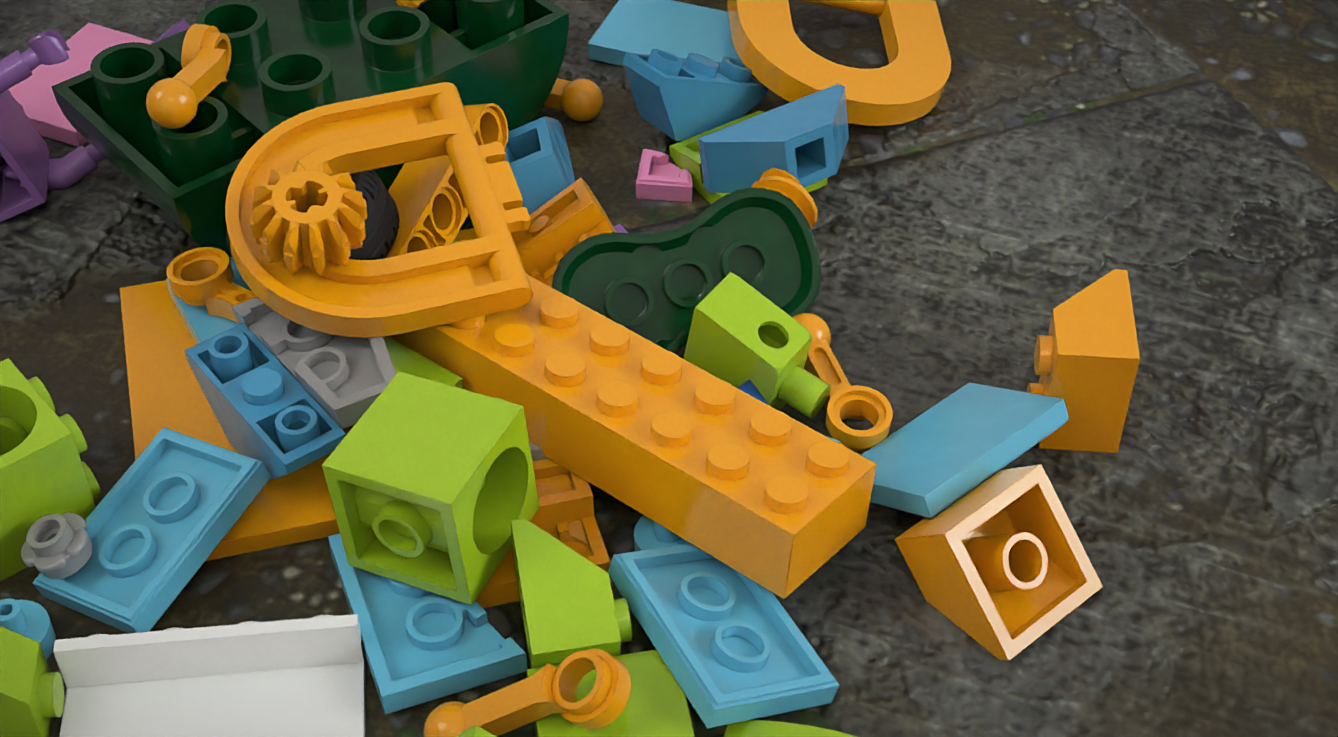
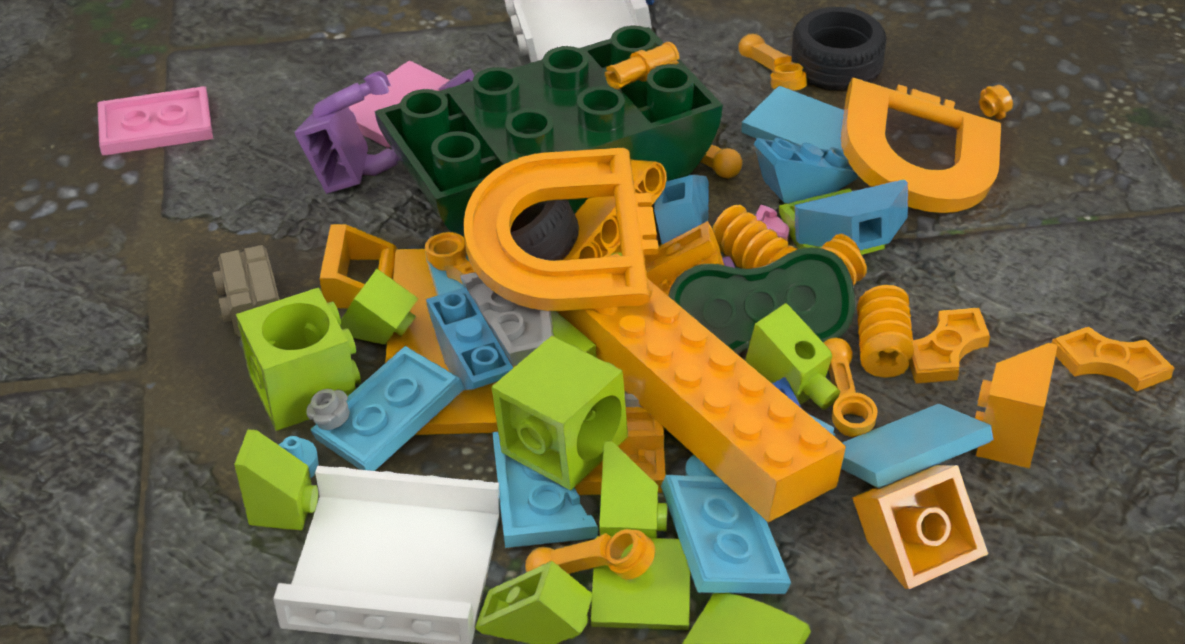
camera: 15 degrees right, 0 degrees up
(48, 289) = (349, 244): none -> light orange tile
(113, 379) = (379, 310): none -> lime slope
(204, 66) = (472, 112): light orange piece -> none
(308, 217) = (514, 228): light orange gear -> none
(642, 196) = (748, 240): none -> light orange piece
(868, 293) = (885, 331): none -> light orange piece
(946, 314) = (939, 353): none -> light orange tile
(1199, 284) = (1130, 362): none -> light orange tile

